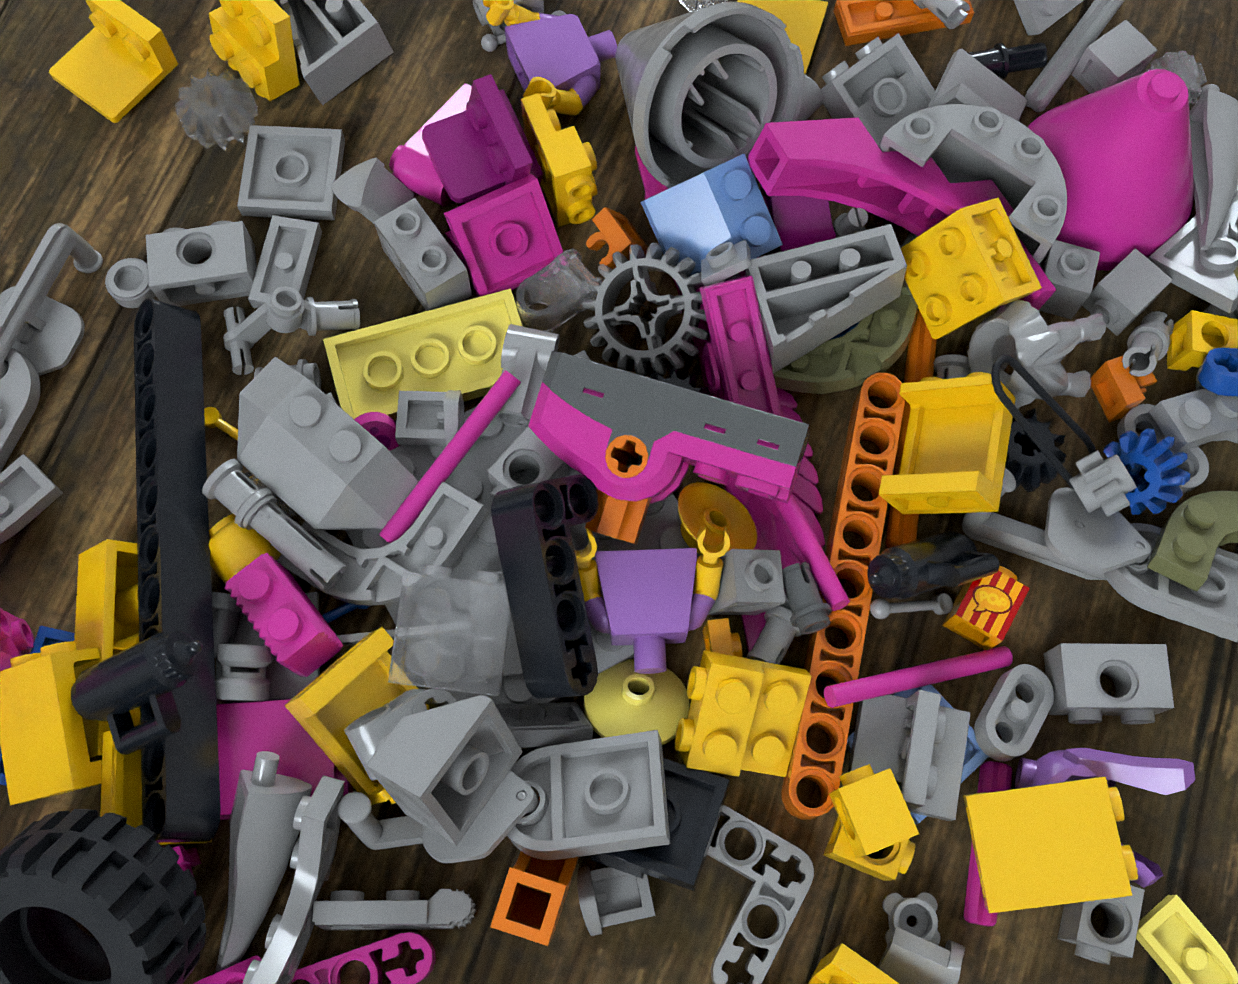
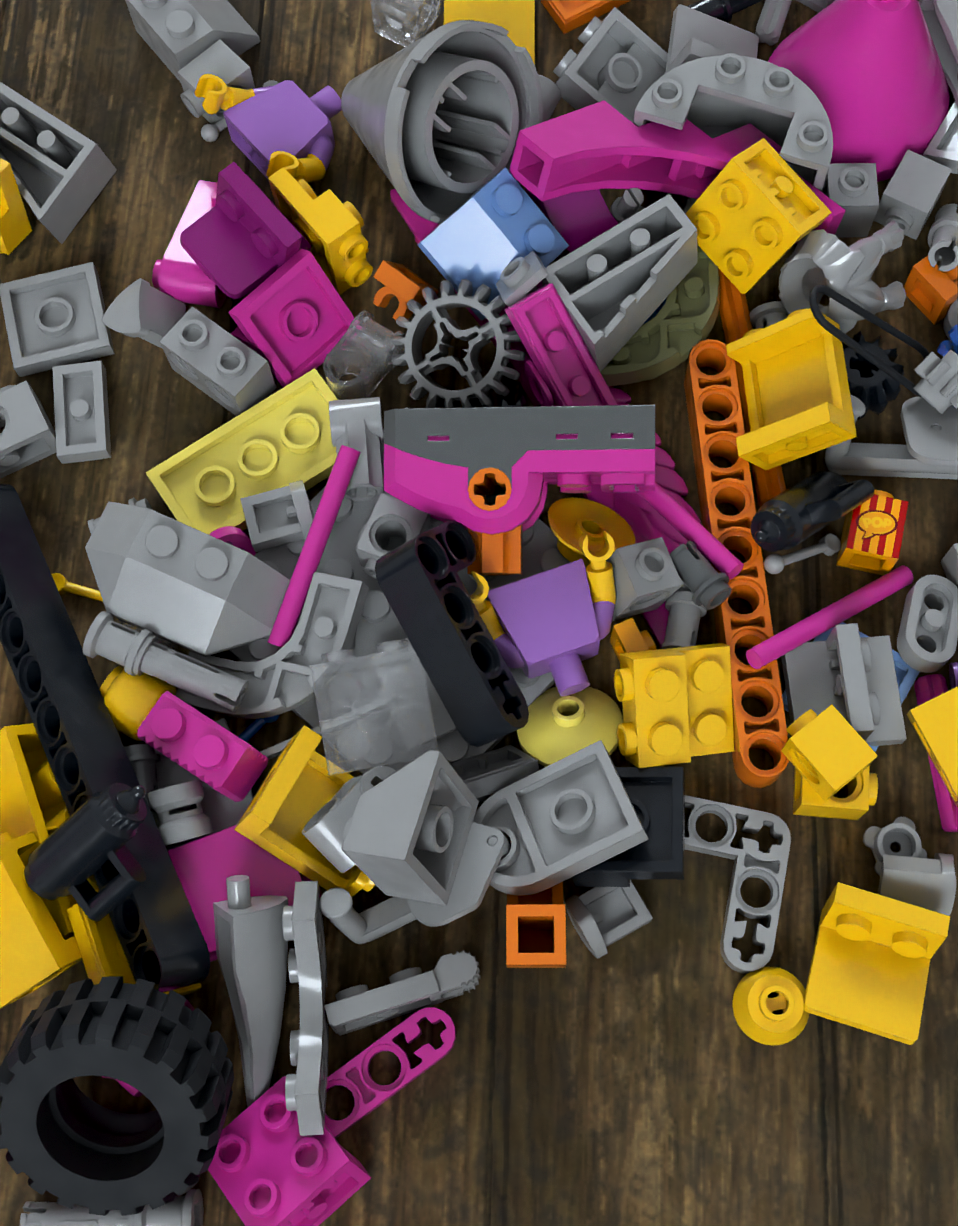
camera: 10 degrees left, 0 degrees up
(284, 313) = (100, 458): light grey pin -> none

